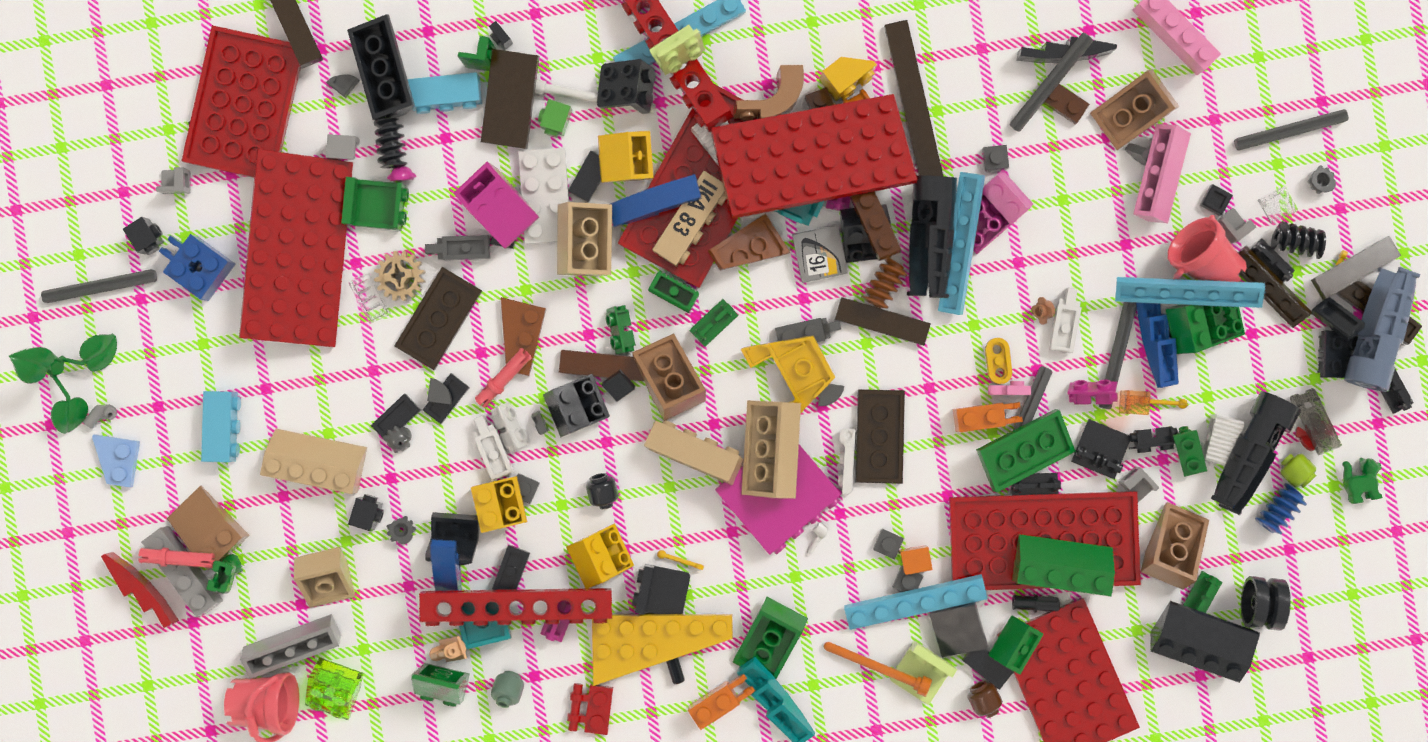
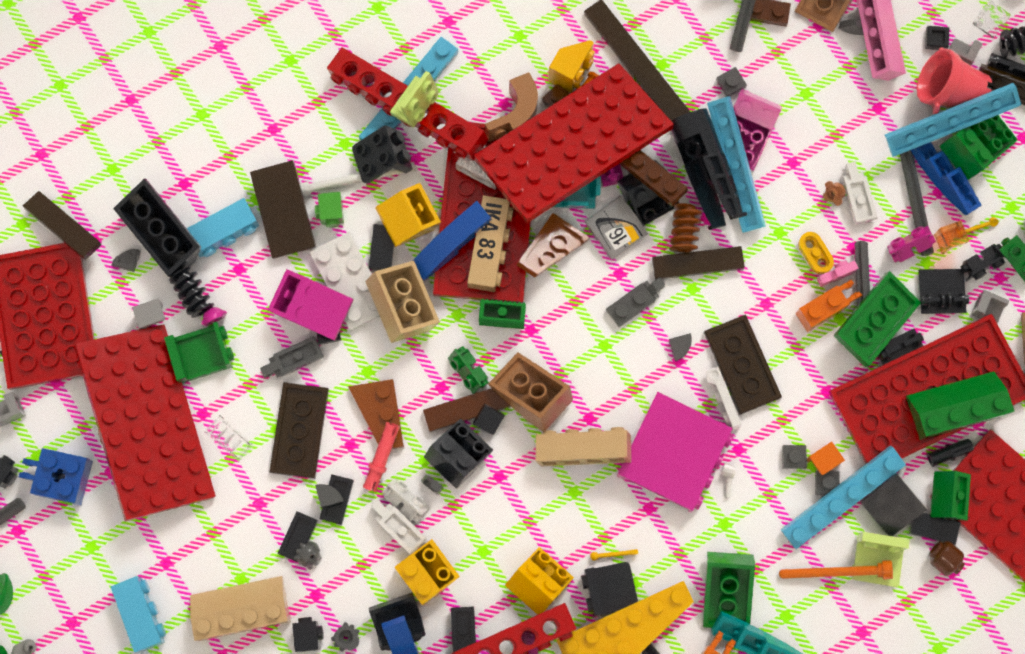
camera: 25 degrees left, 10 degrees down
(398, 265) = (241, 411): tan gear -> none
(482, 58) = (241, 187): green panel -> none
(499, 35) = (251, 159): black plate -> none
(527, 487) = (447, 547): dark grey plate -> none
(602, 490) = (515, 520): black head -> none
(713, 322) = (549, 327): green hinge -> none
(771, 449) = (651, 413): tan slope -> none
(799, 363) = (647, 333): yellow wing -> none

